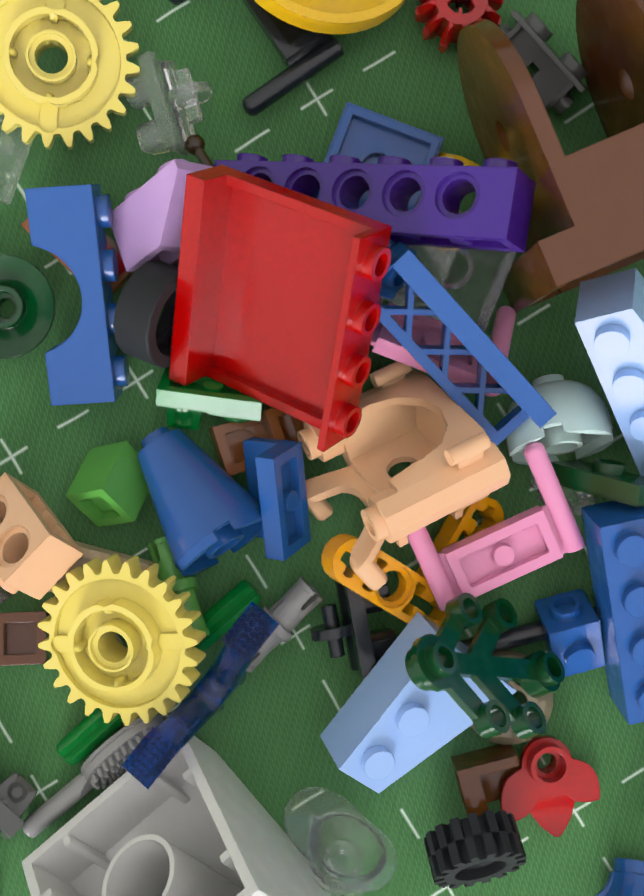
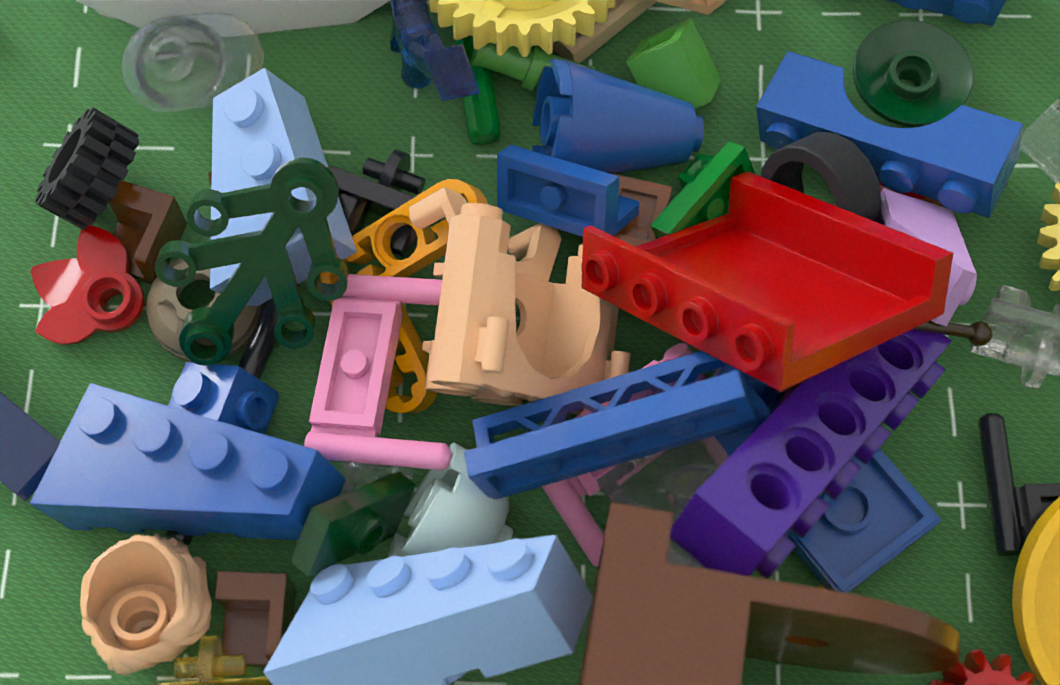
camera: 120 degrees right, 20 degrees down
(288, 613) = (435, 133): light grey pin -> none

